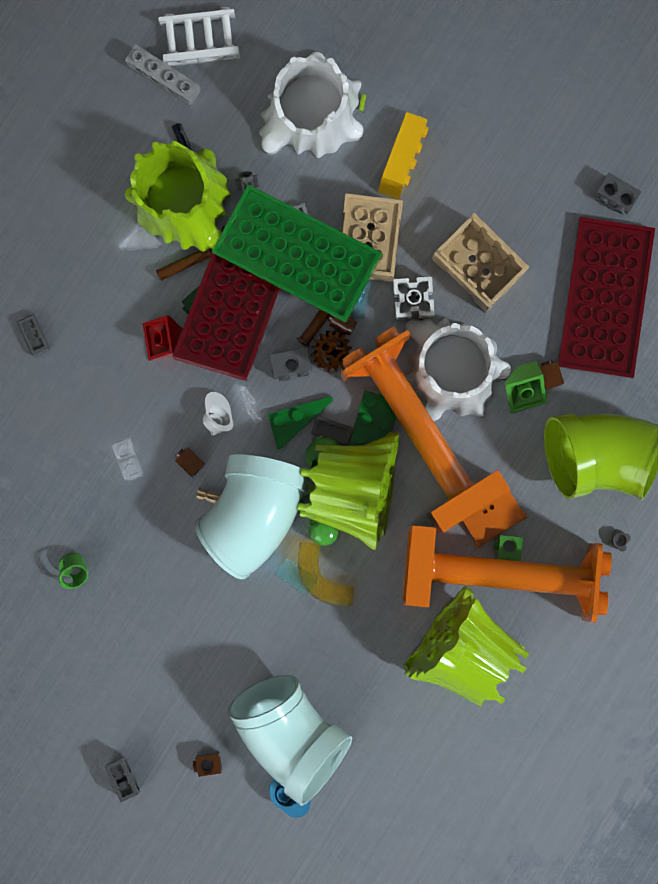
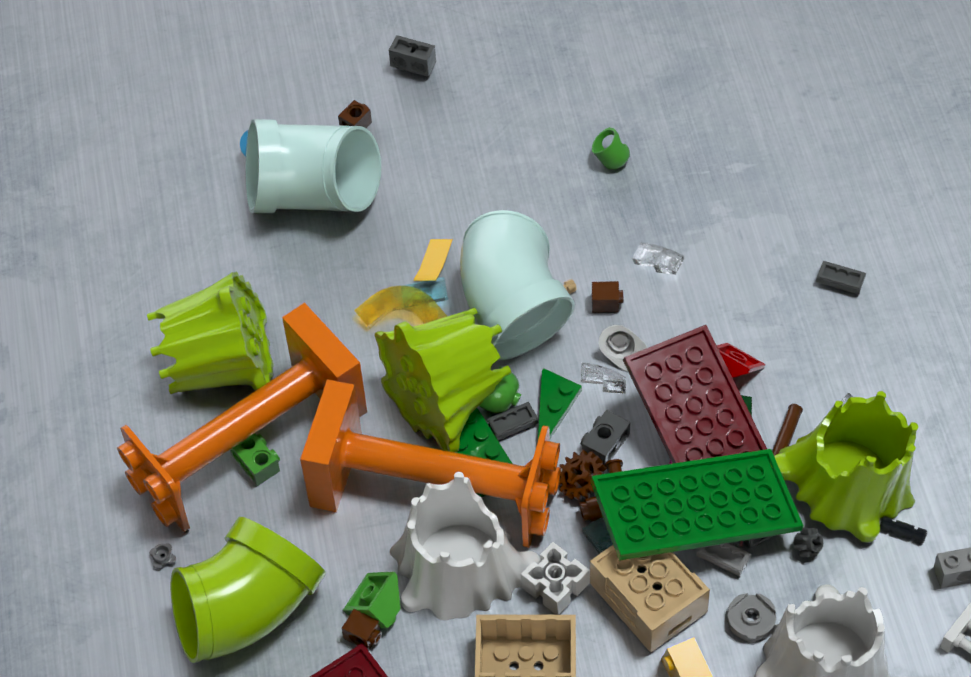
camera: 140 degrees right, 30 degrees down
(266, 597) = (433, 260): none -> yellow sticker
(333, 165) = (751, 604): none -> light grey plate
(490, 522) = (290, 483): orange door -> none

